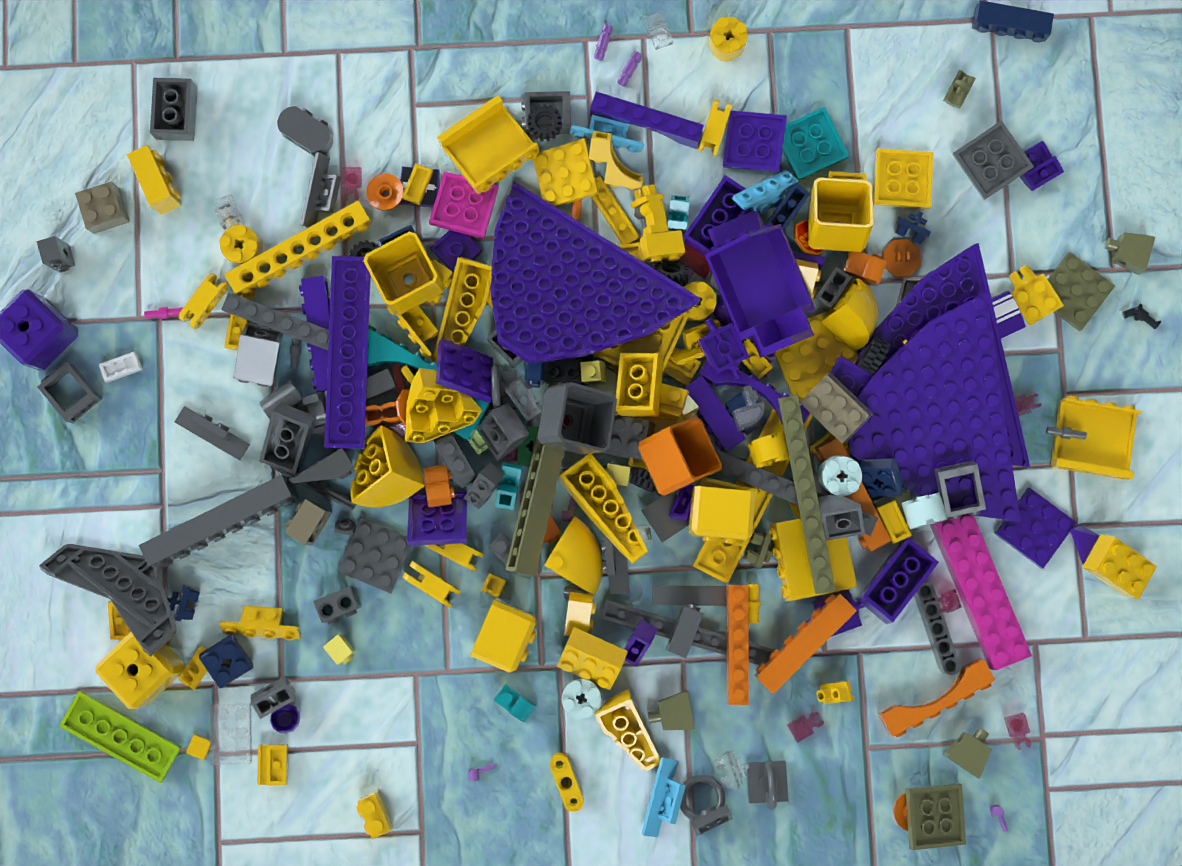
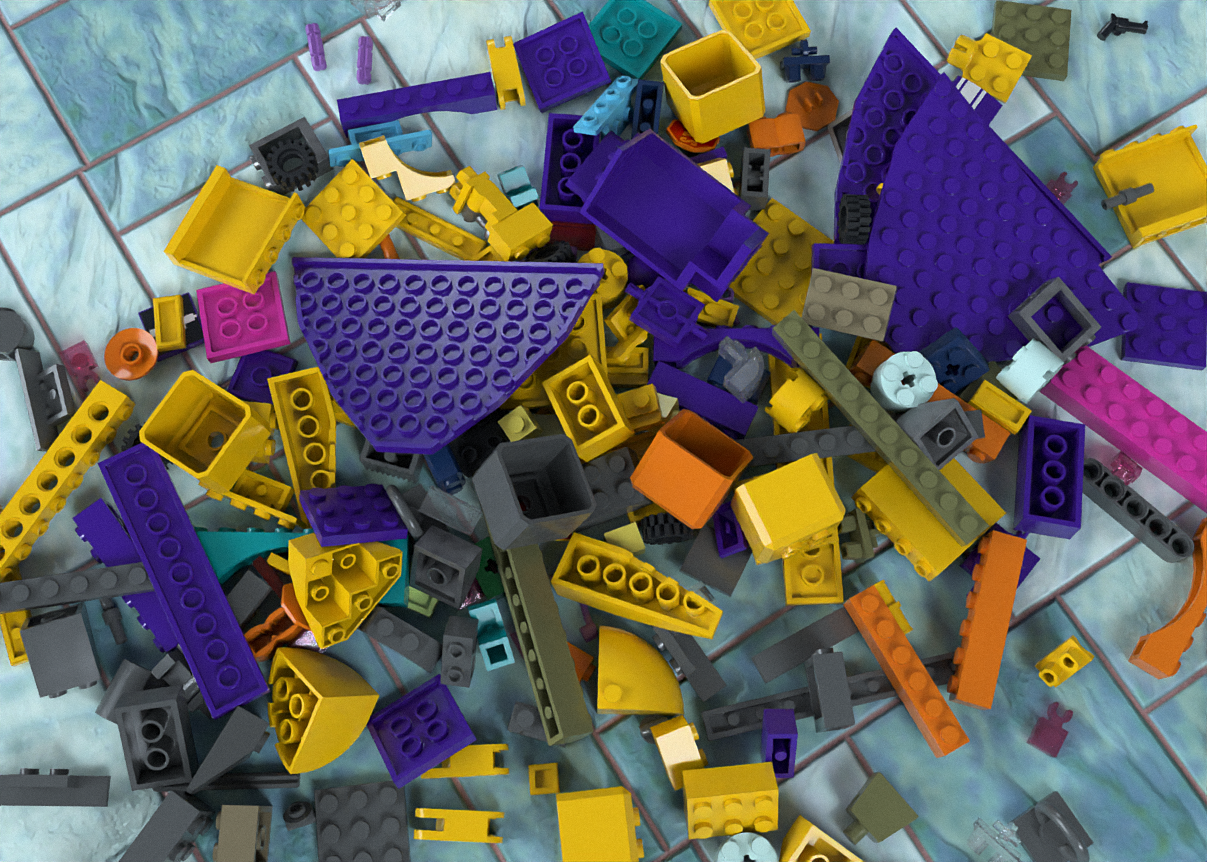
camera: 30 degrees left, 10 degrees down
(437, 485) = (397, 687): orange brick -> none
(853, 315) = (800, 191): yellow brick -> none

